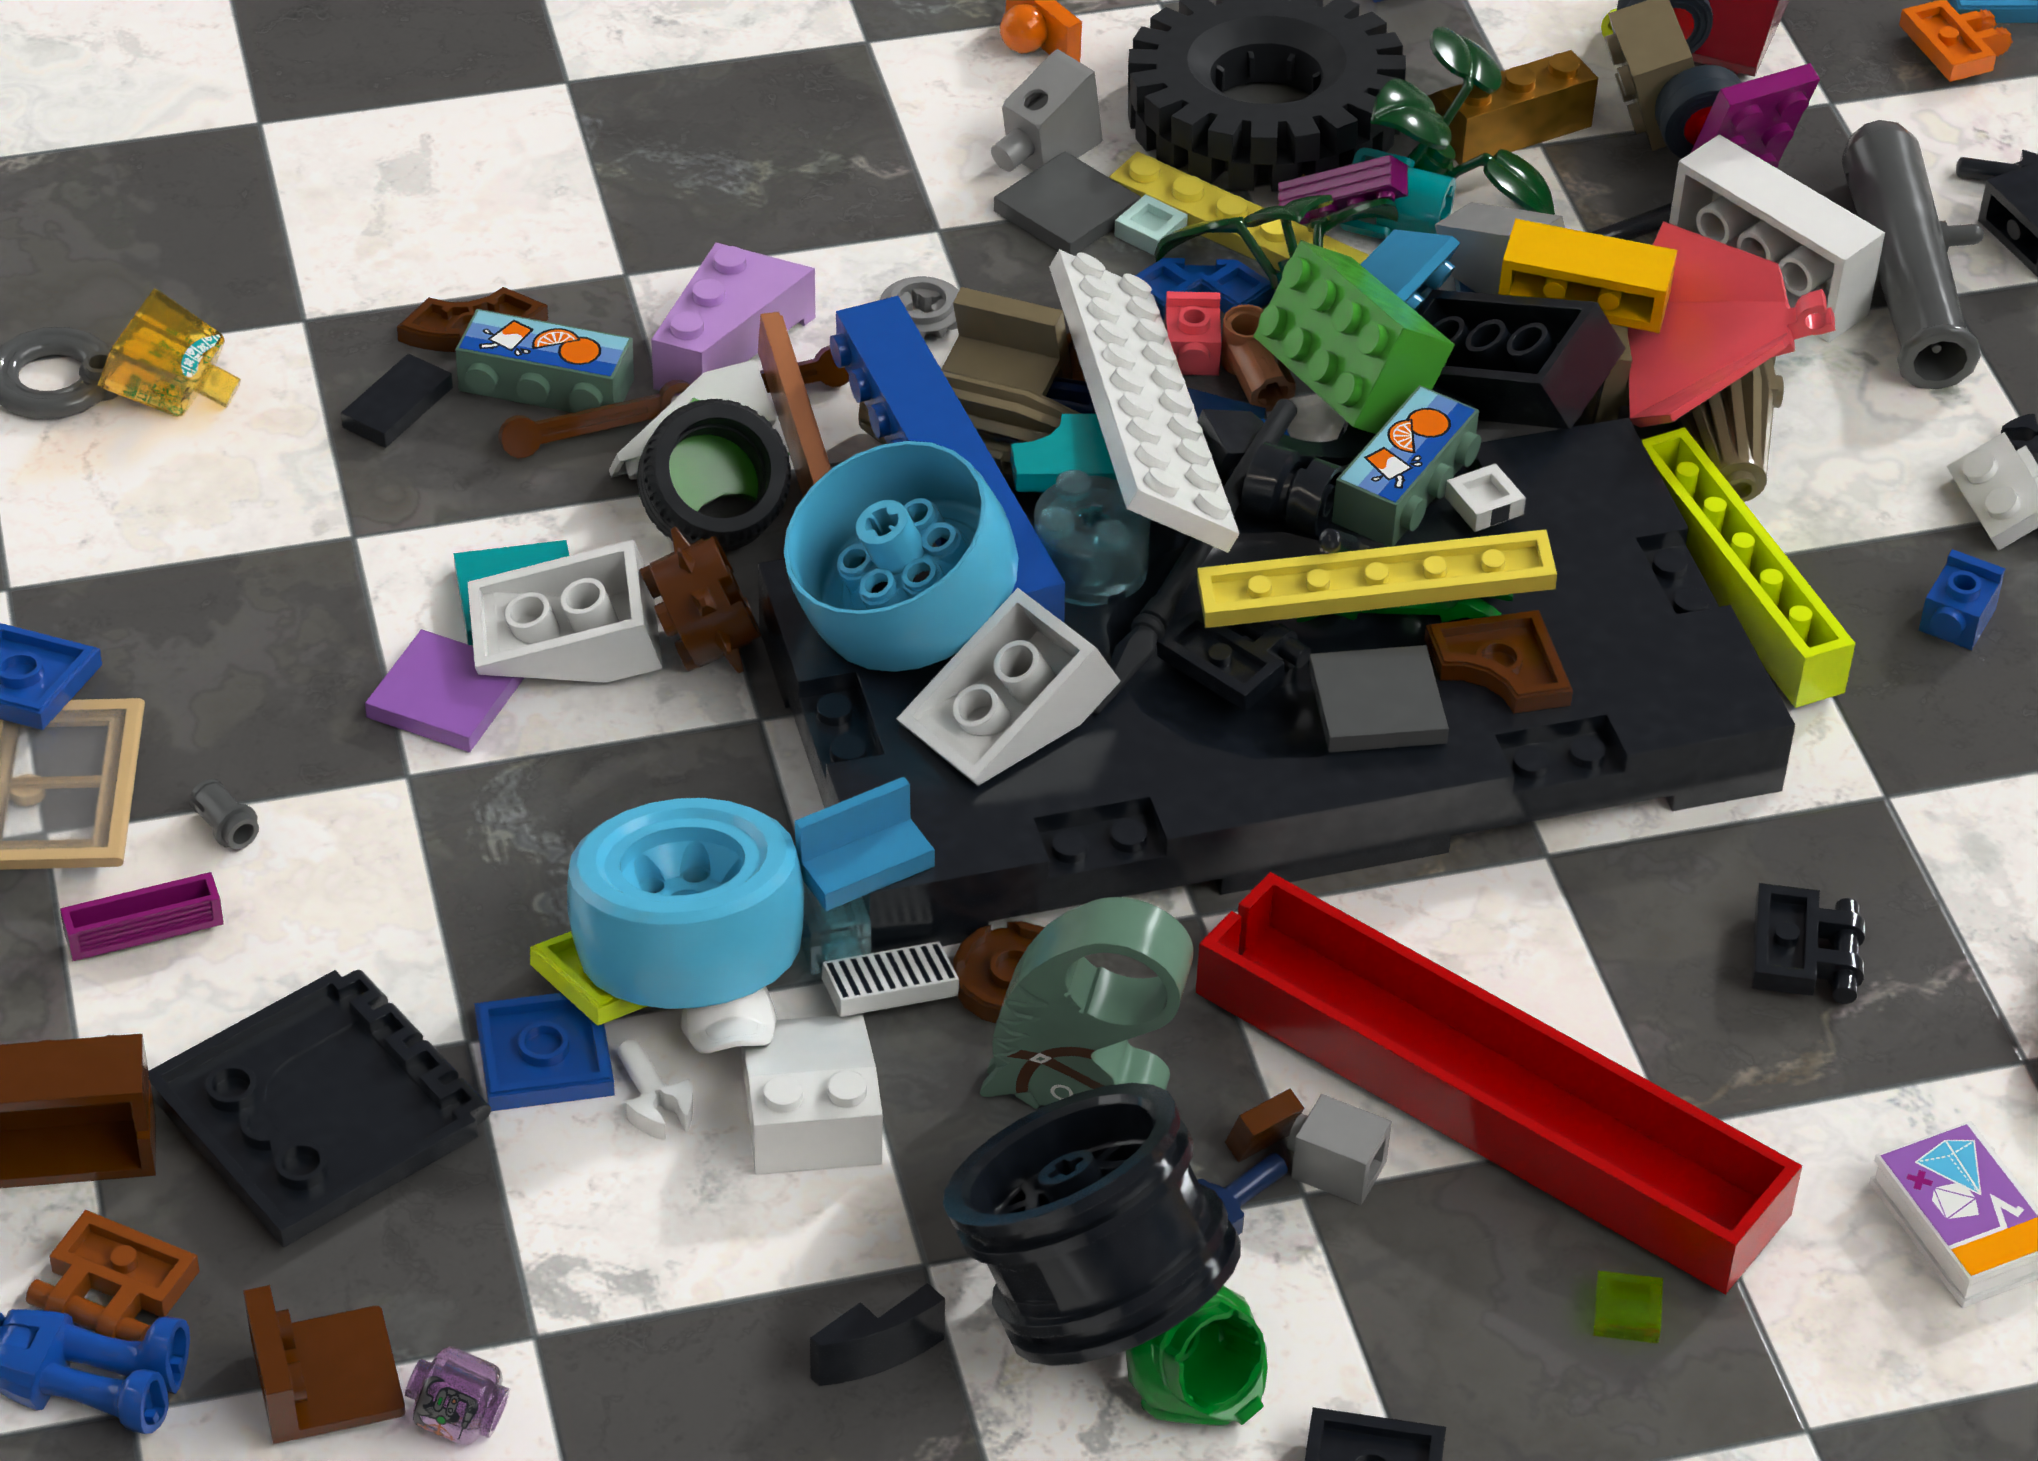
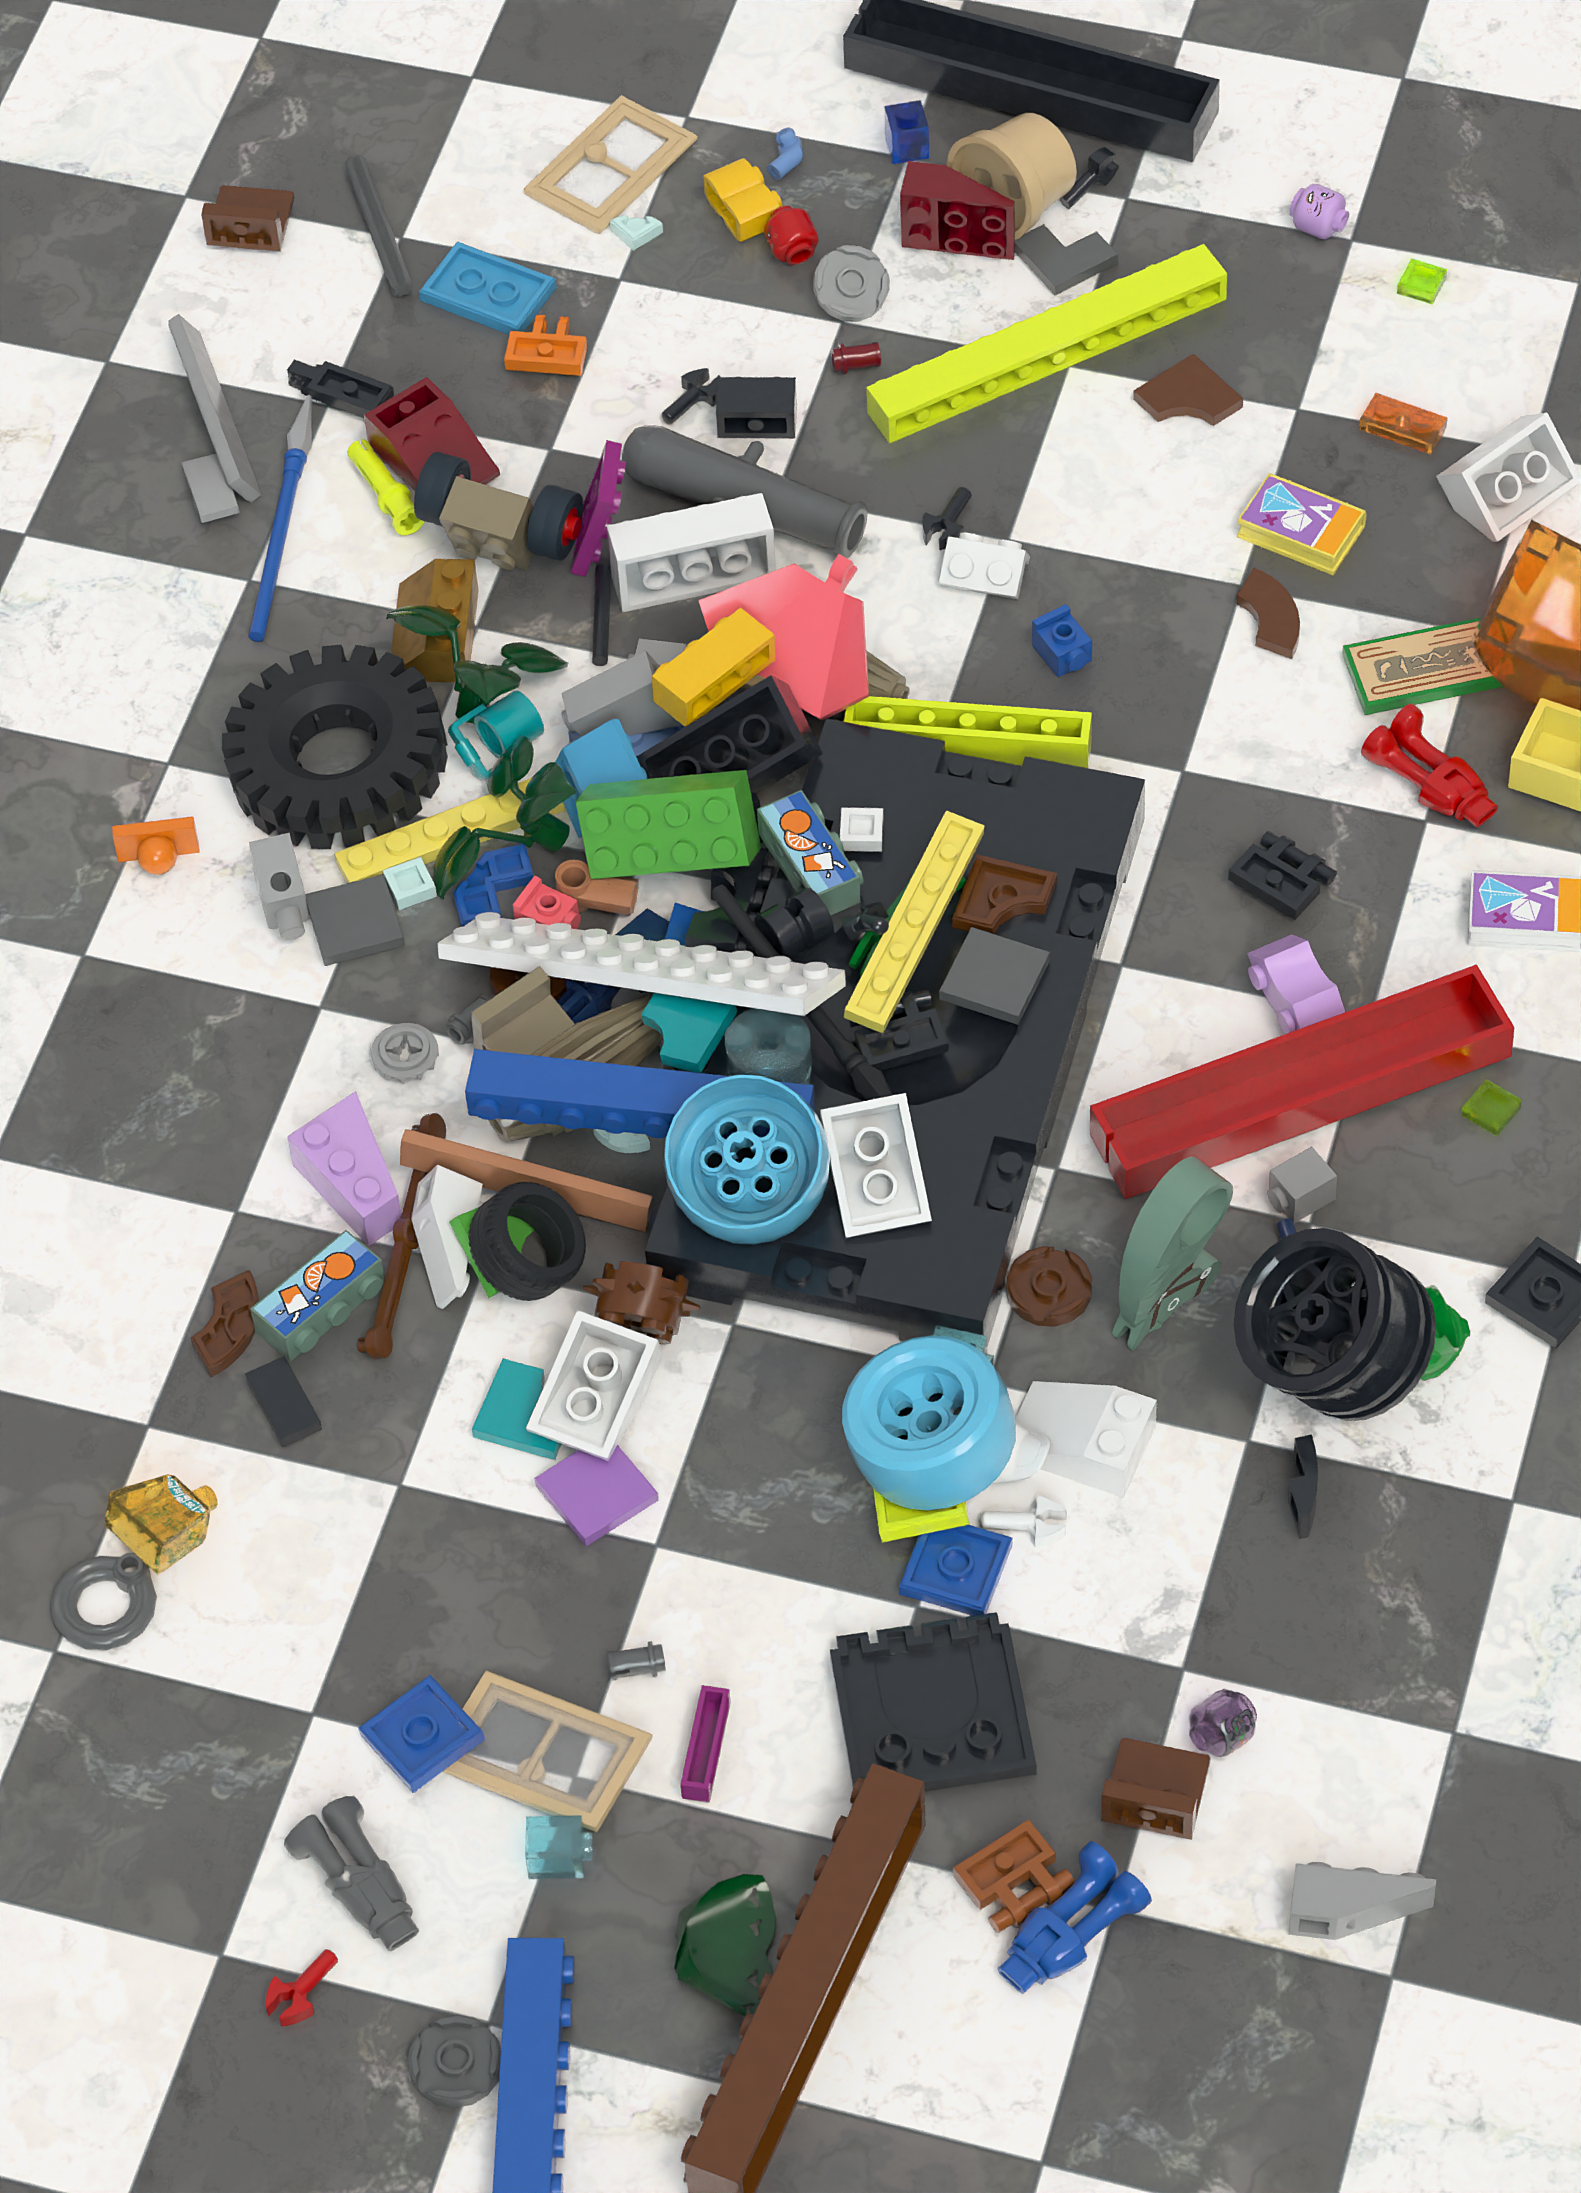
camera: 55 degrees left, 10 degrees up
(861, 845) = (960, 1302): dark azure panel -> none
(890, 979) = (1020, 1350): white tile -> none
(1264, 1125) = (1262, 1213): reddish brown tile -> none
(1349, 185) = (480, 756): magenta piece -> none
(1642, 1009) = (1294, 983): none -> lavender brick

